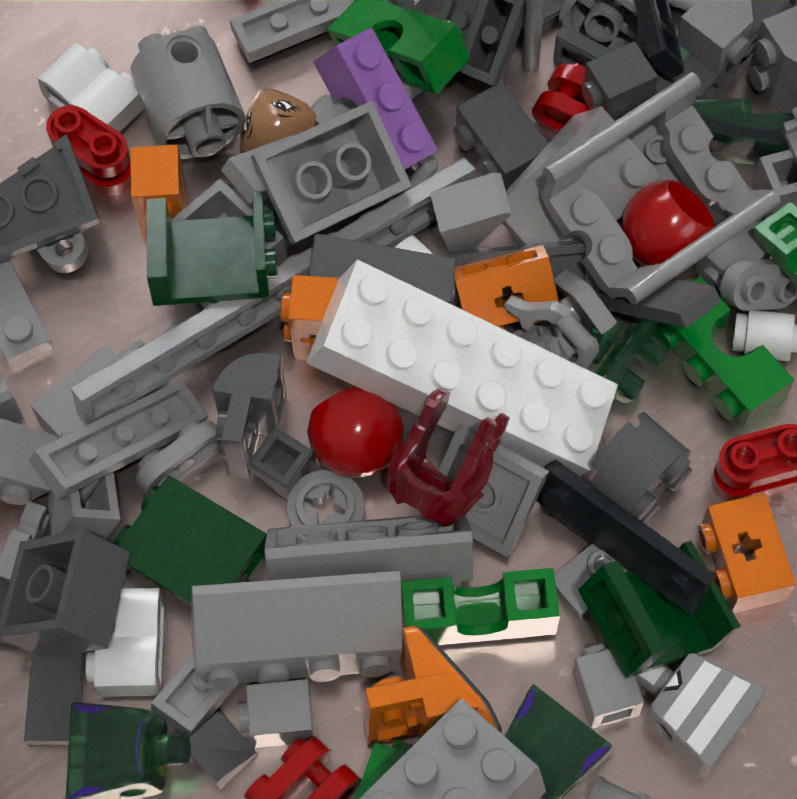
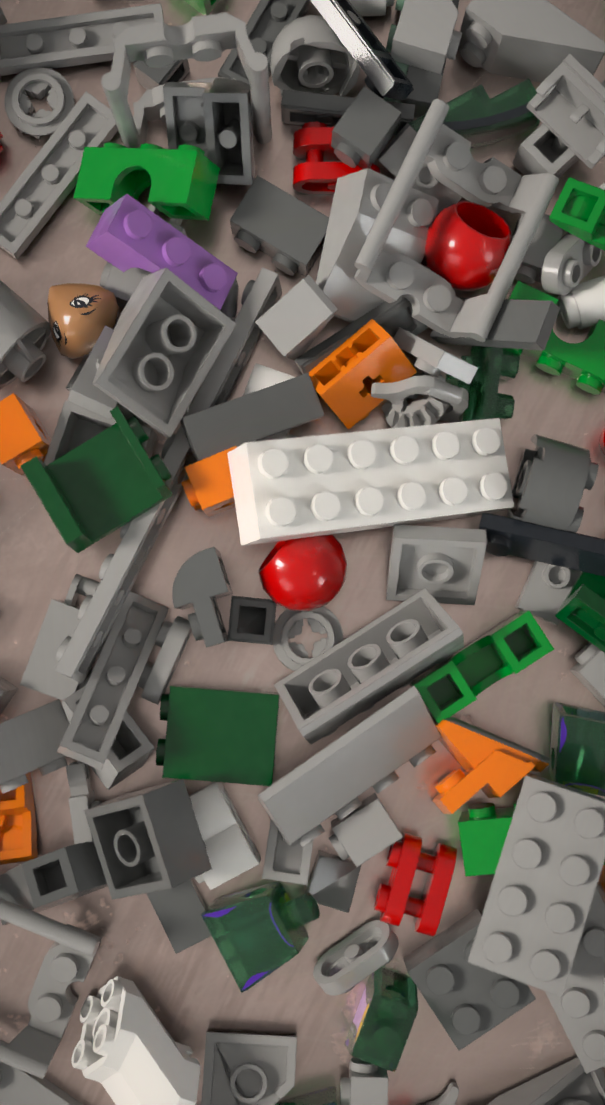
camera: 30 degrees left, 20 degrees up
(423, 487) = (420, 590): dark red piece -> none

